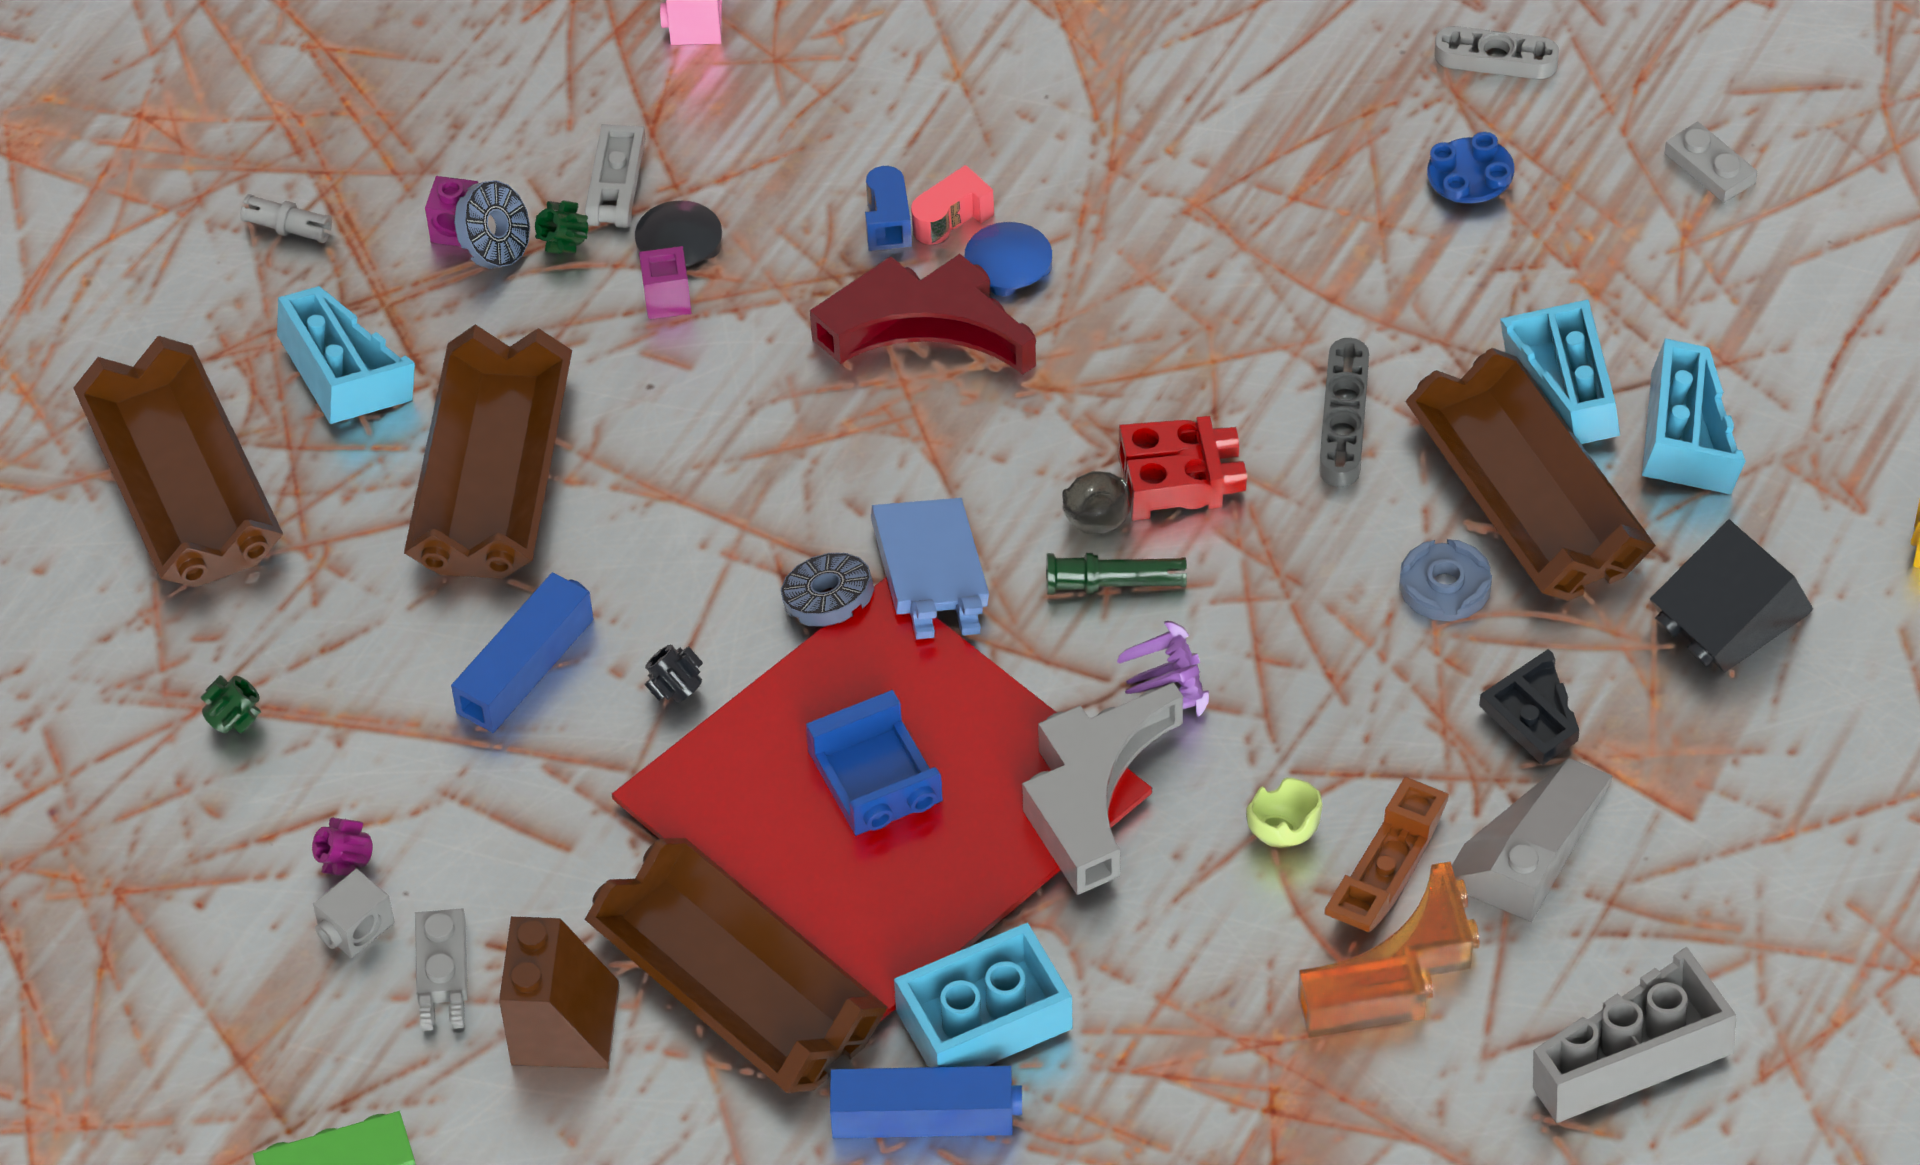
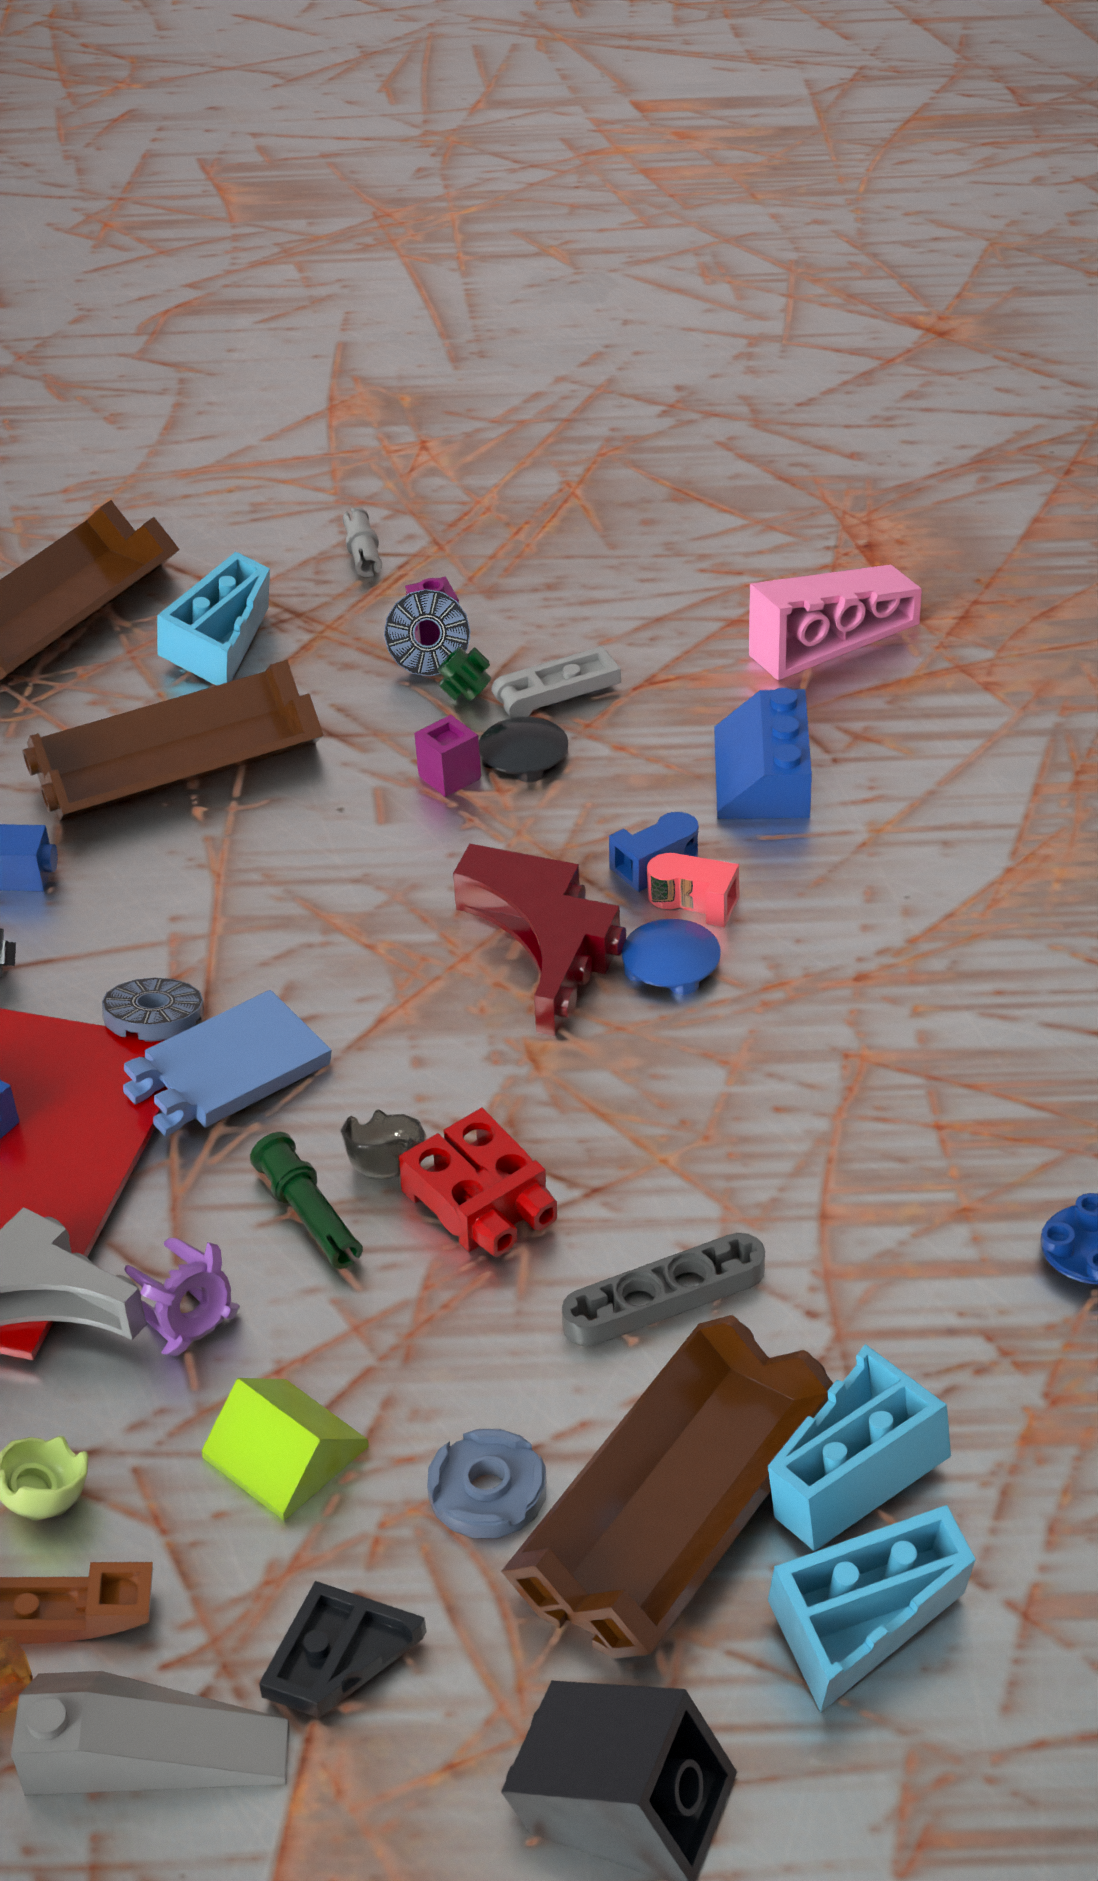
camera: 60 degrees right, 10 degrees down
(833, 93) = (764, 758): none -> blue slope
(1339, 677) = (279, 1443): none -> lime slope

